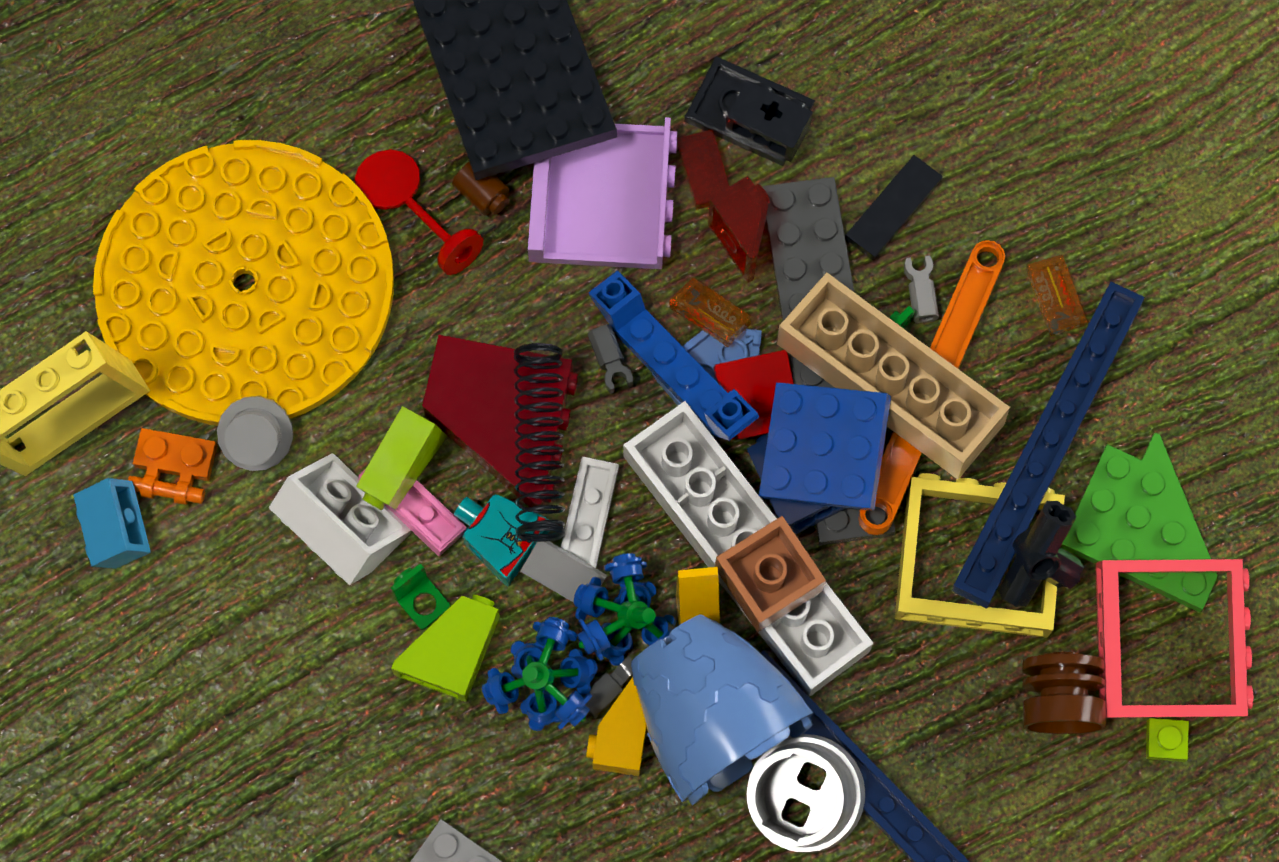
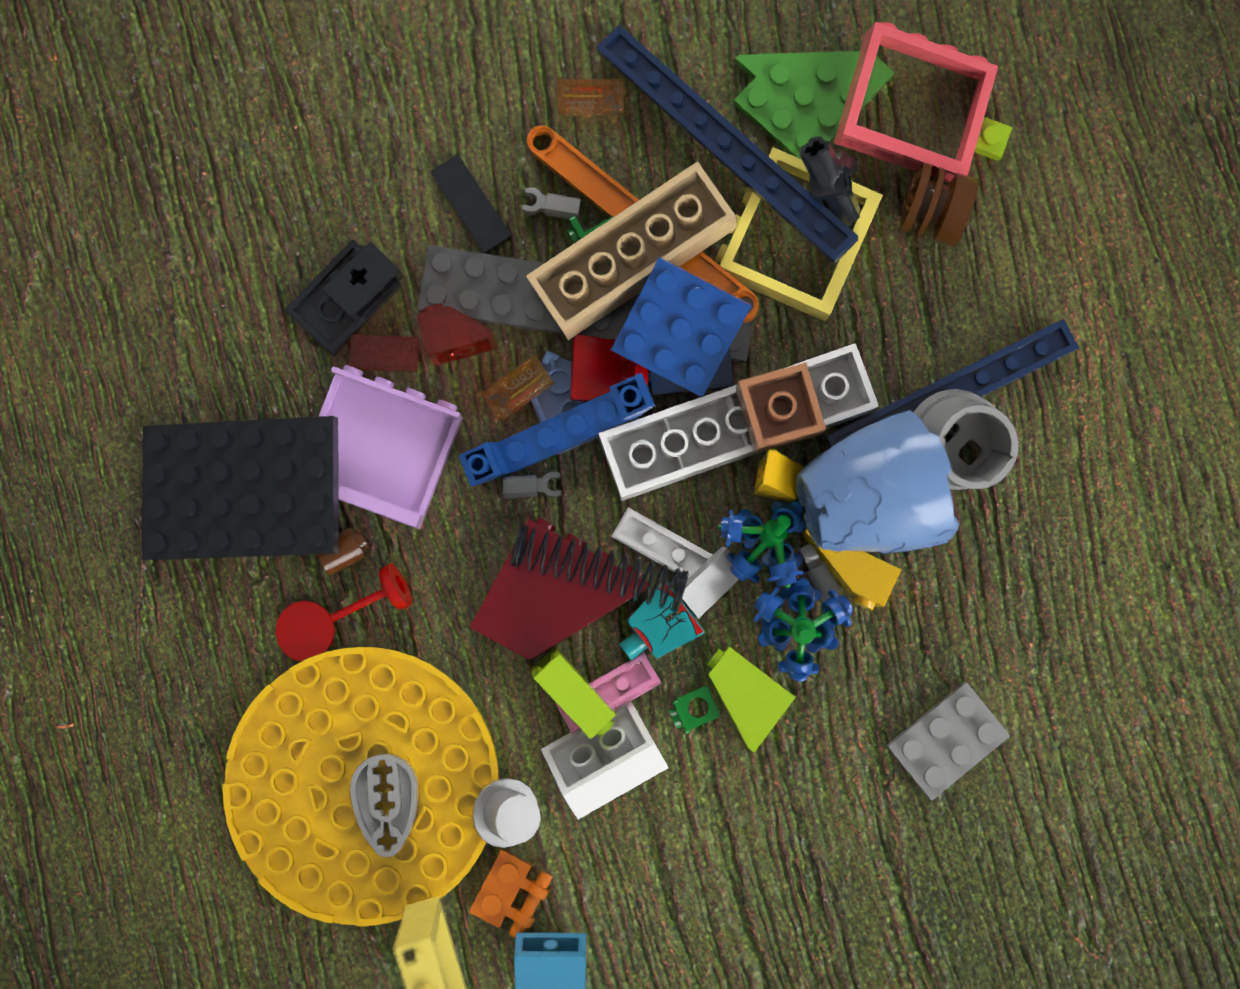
camera: 75 degrees left, 10 degrees up
(231, 286) = (365, 799): none -> light grey piece

